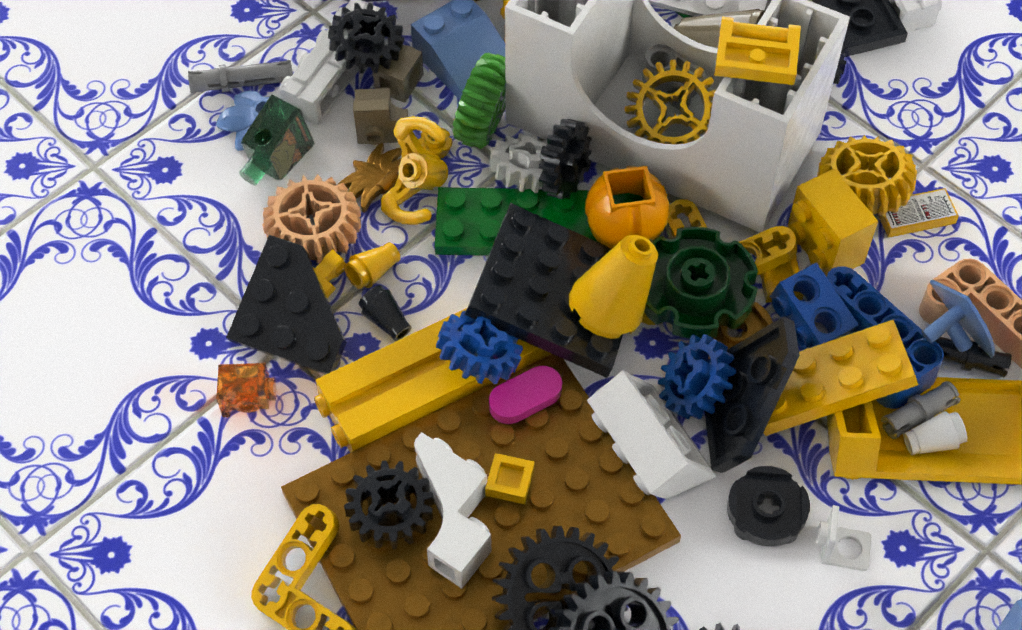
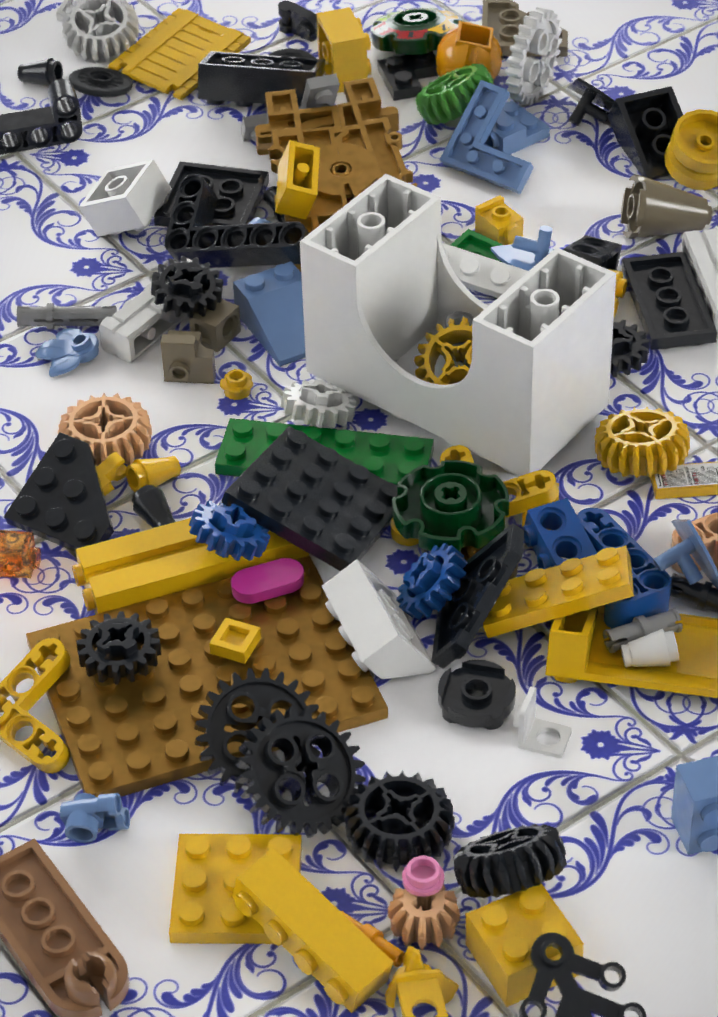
camera: 10 degrees right, 15 degrees down
(275, 141) = (85, 365): clear green torso -> none
(374, 176) = (176, 405): pearl gold piece -> none
(416, 170) = (210, 399): yellow piece -> none
(457, 491) = (177, 680): white arch -> none
(481, 102) = (281, 348): bright green gear -> none
(565, 158) = (348, 394): black gear -> none
(614, 221) = (398, 439): light orange piece -> none
(616, 288) = (367, 492): yellow cone -> none
(757, 52) = (518, 289): yellow plate -> none
(831, 222) = (593, 470): yellow brick -> none

